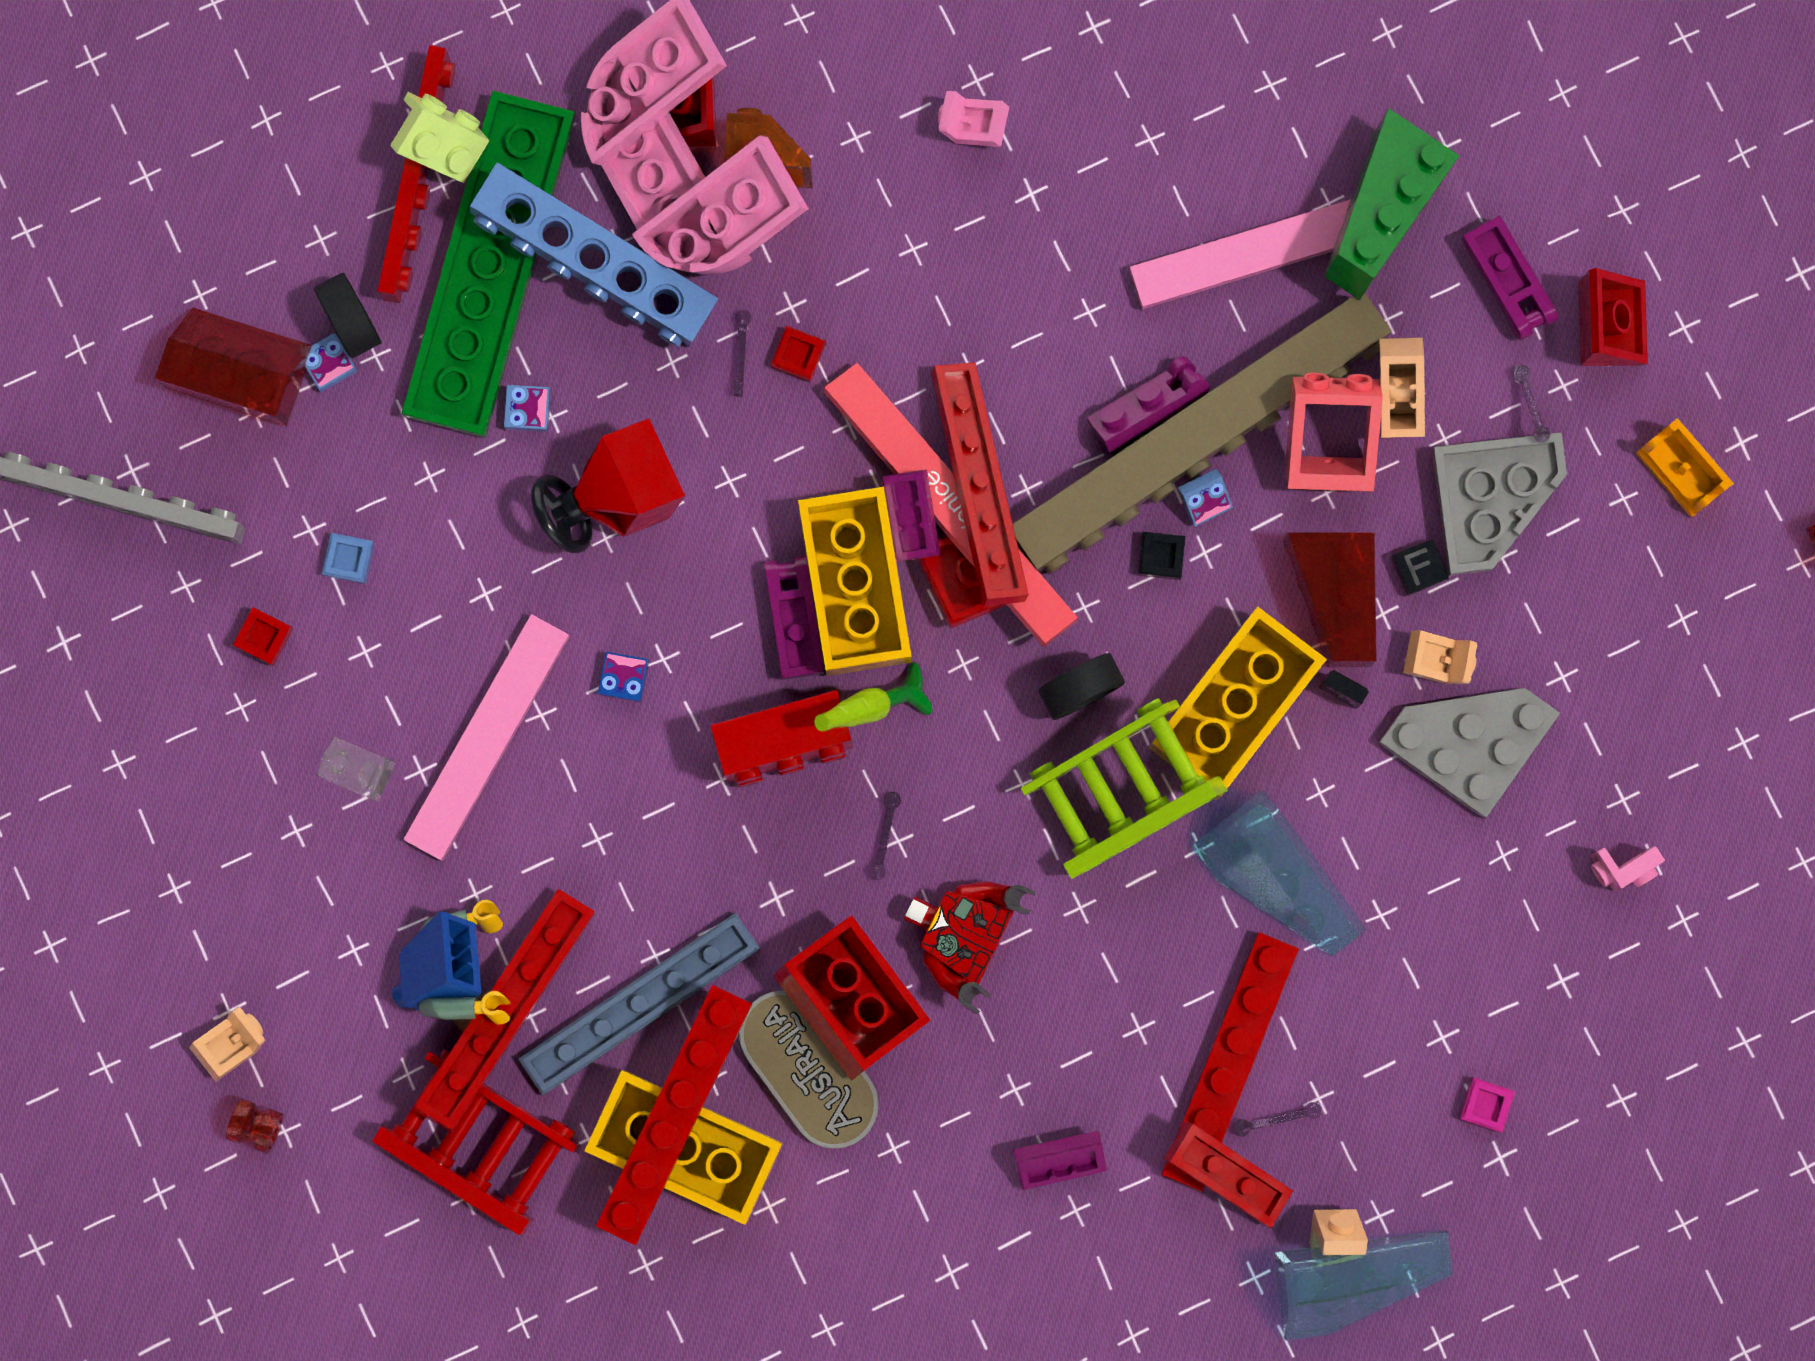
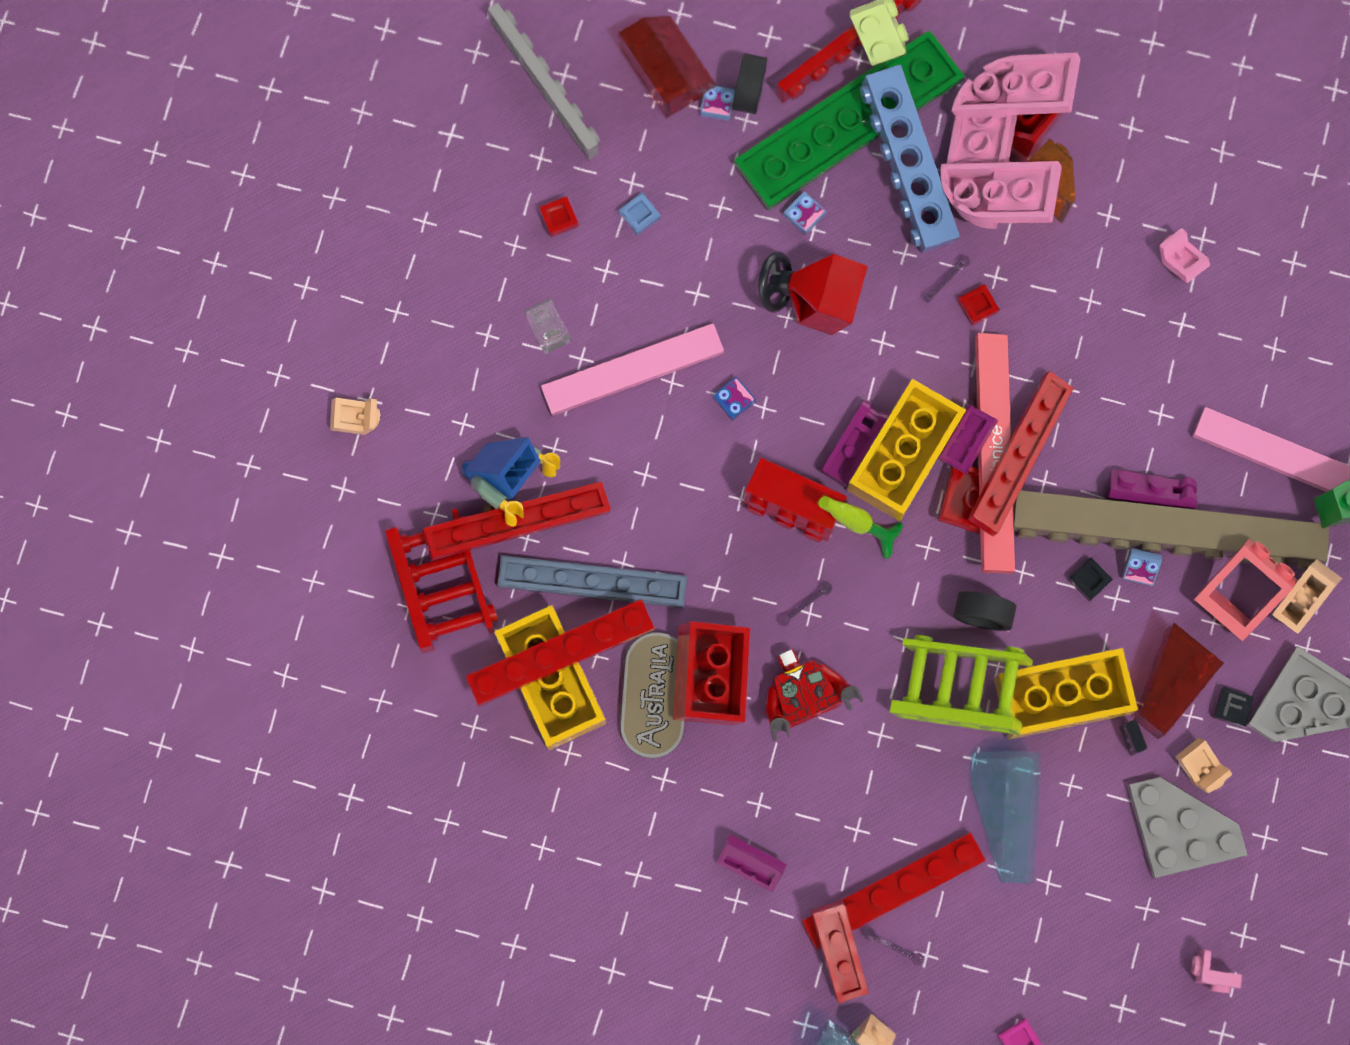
camera: 40 degrees right, 5 degrees down
(254, 1126) = (329, 470): clear red wheel -> none

